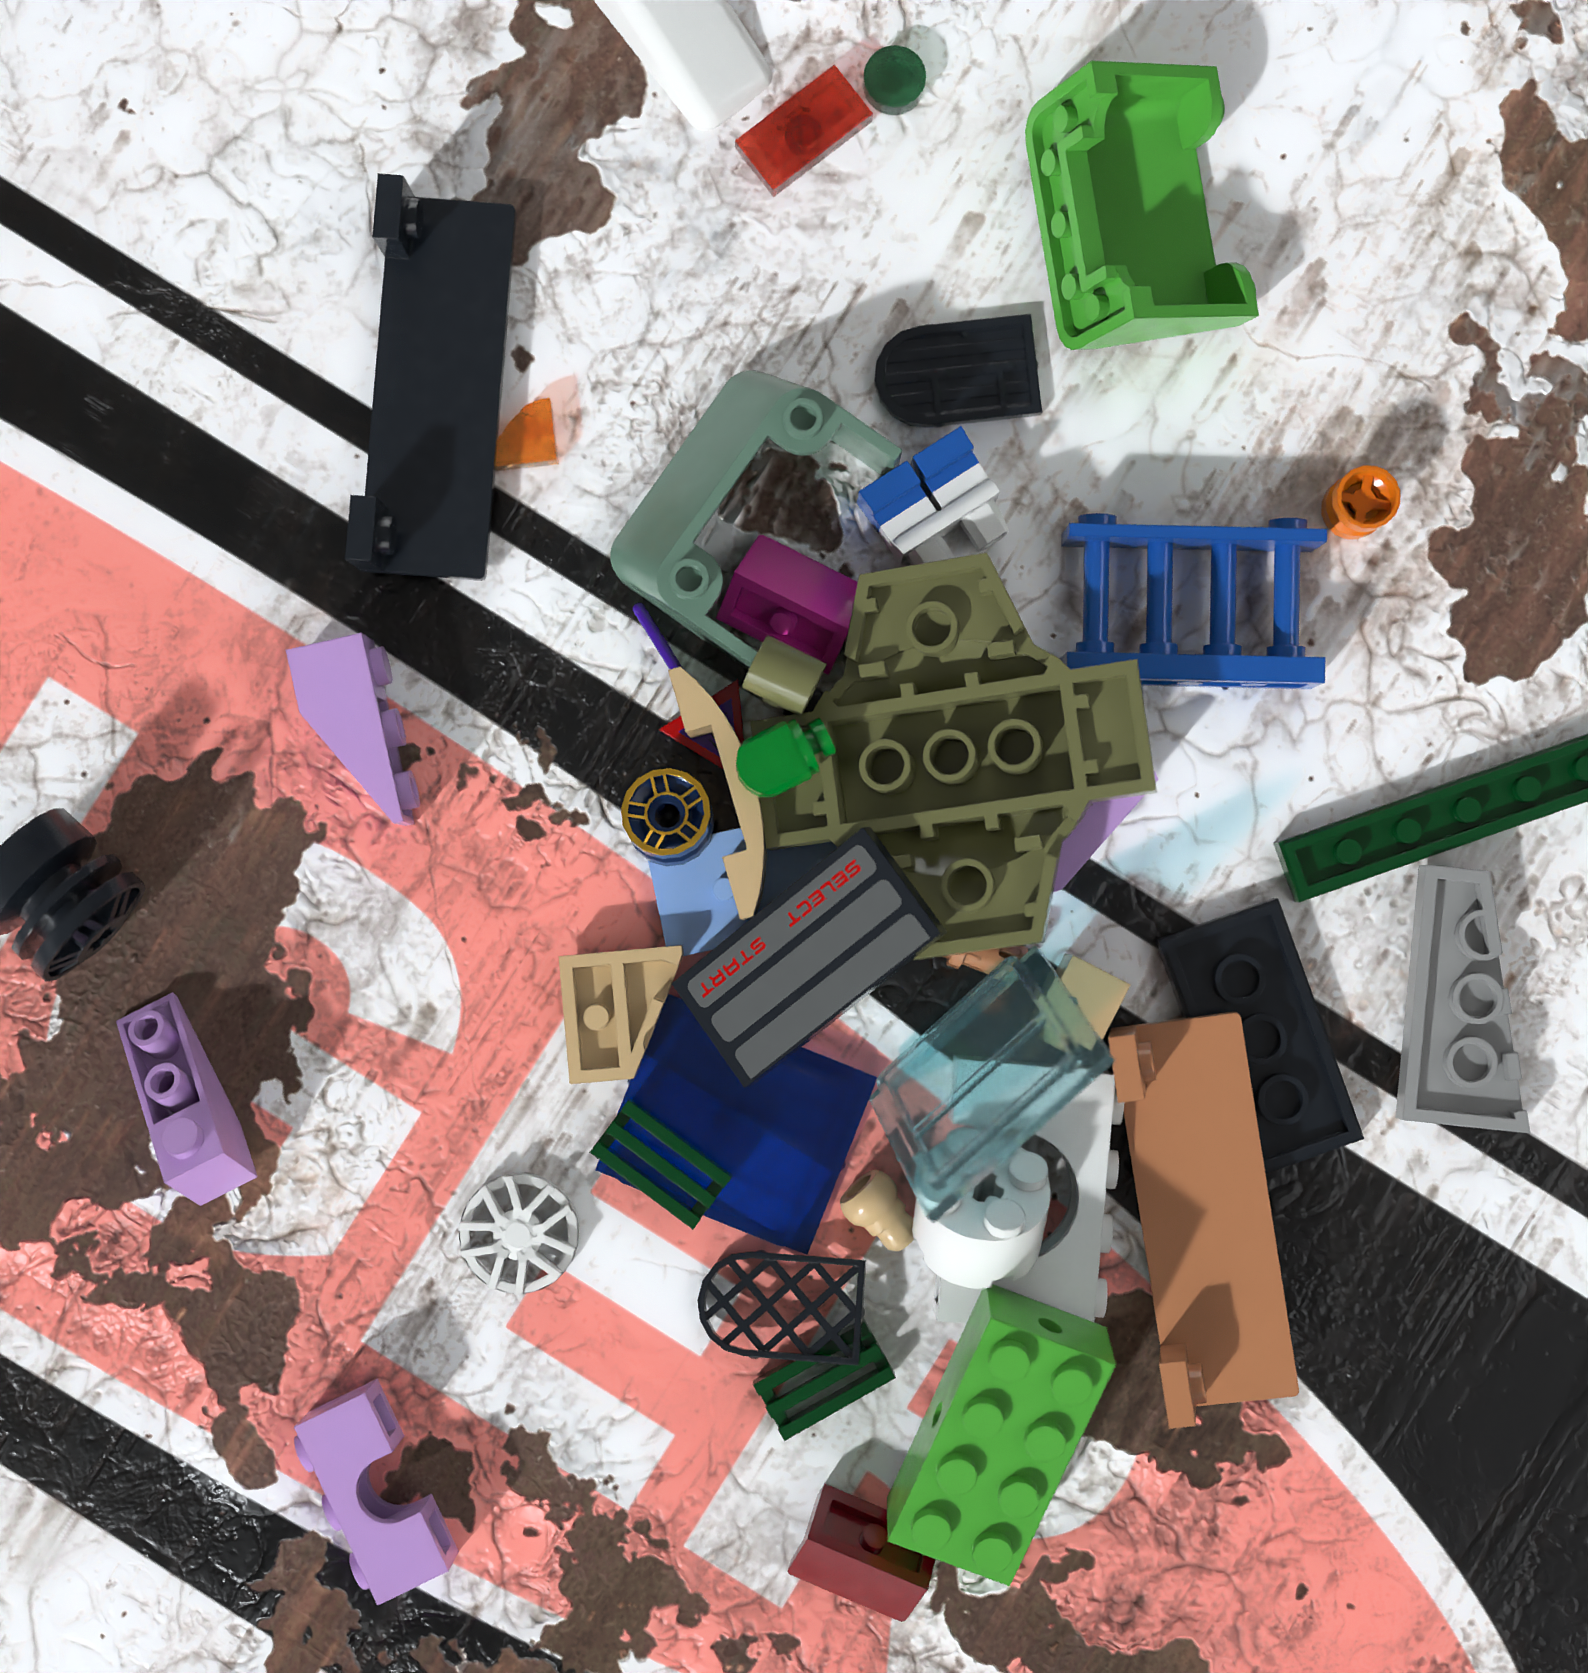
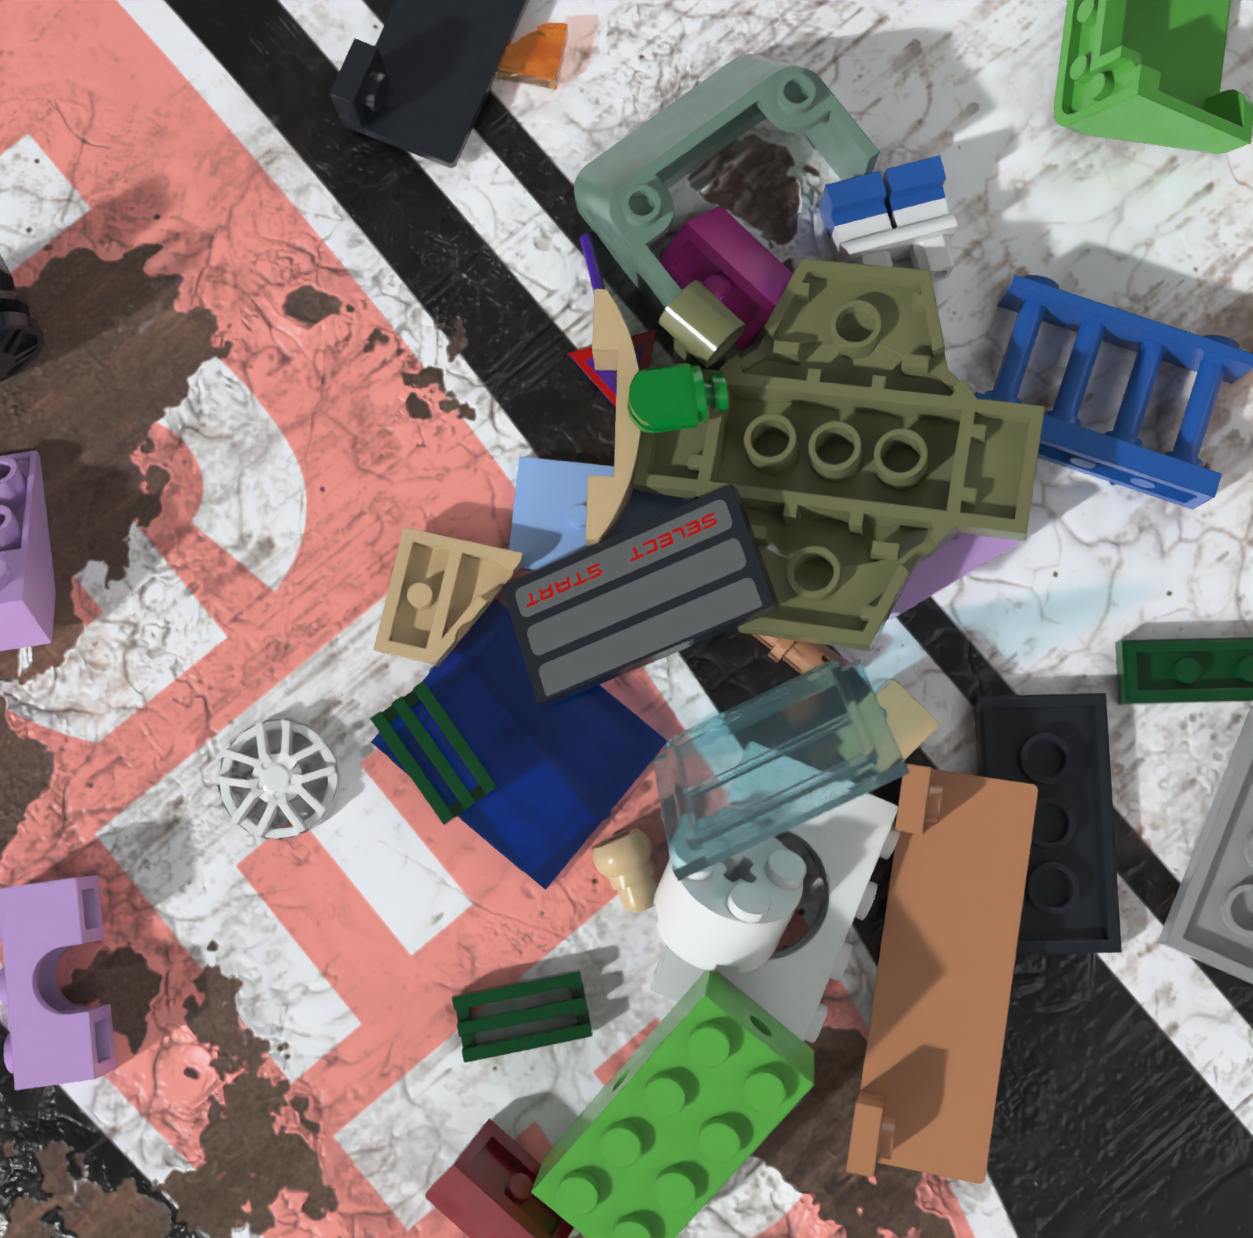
camera: 20 degrees right, 5 degrees down
(346, 704) = (288, 230): lavender slope -> none
(650, 799) = (536, 412): dark blue wheel -> none
(807, 1354) = (549, 898): black window -> none
(960, 372) = (961, 116): black window -> none

